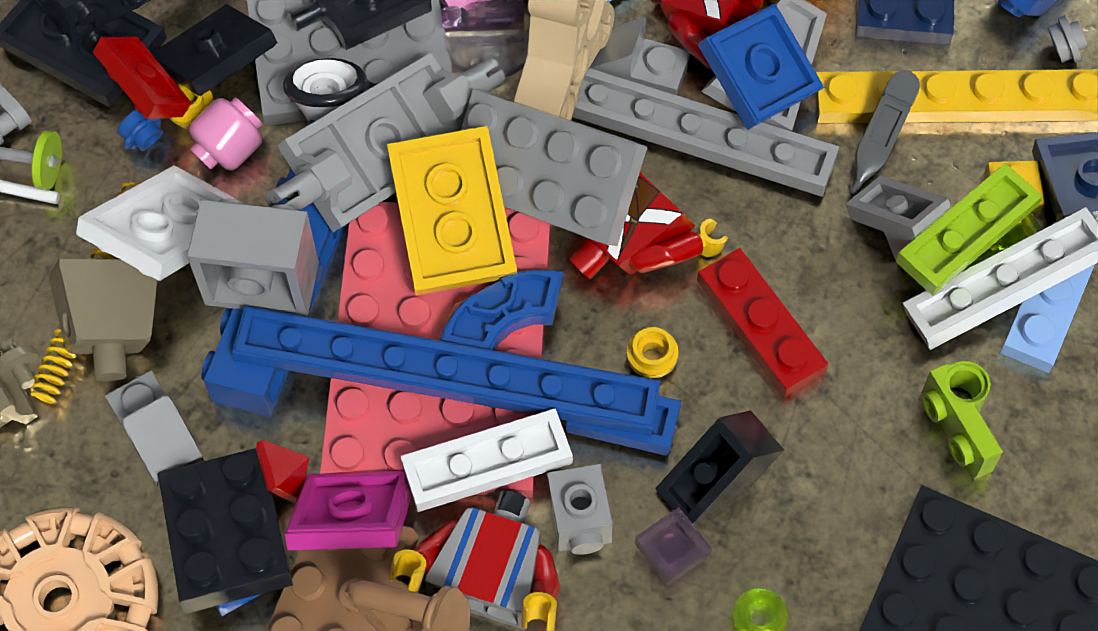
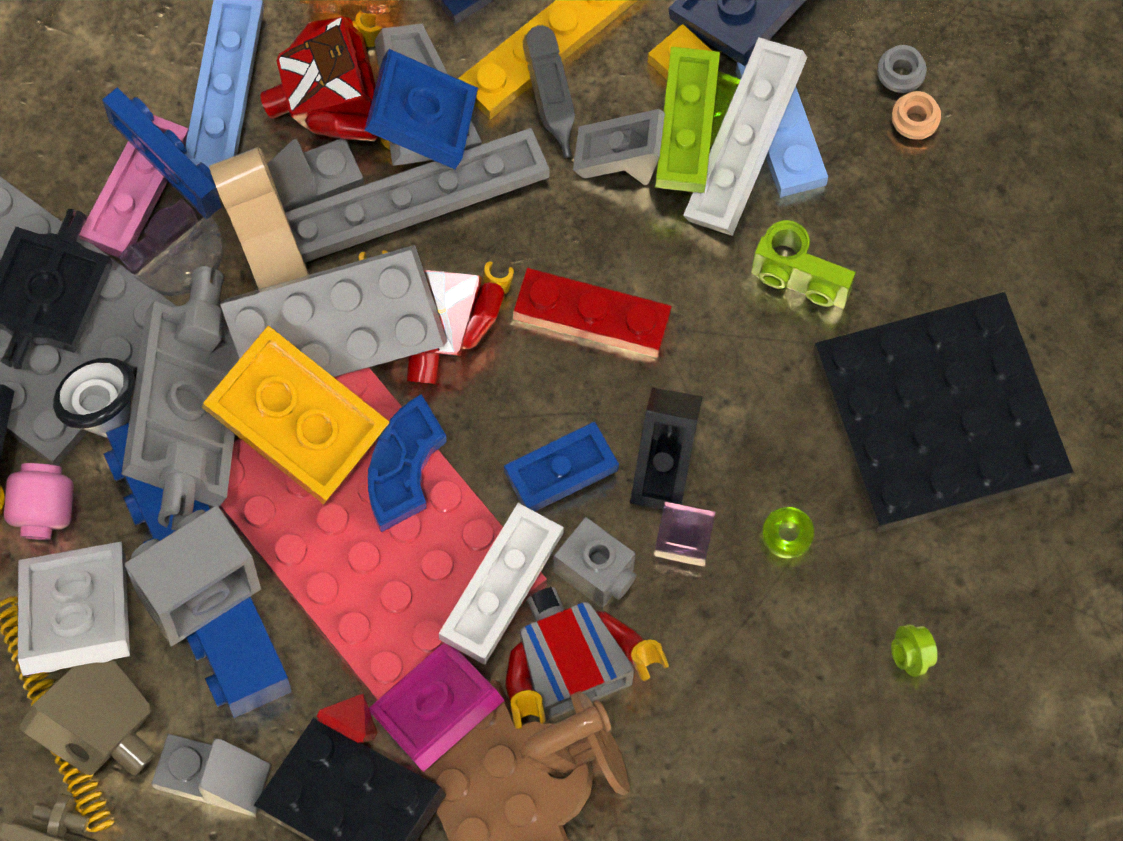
camera: 45 degrees left, 5 degrees up
(446, 370) = (403, 543): blue tile -> none
(652, 339) = (531, 389): yellow plate -> none

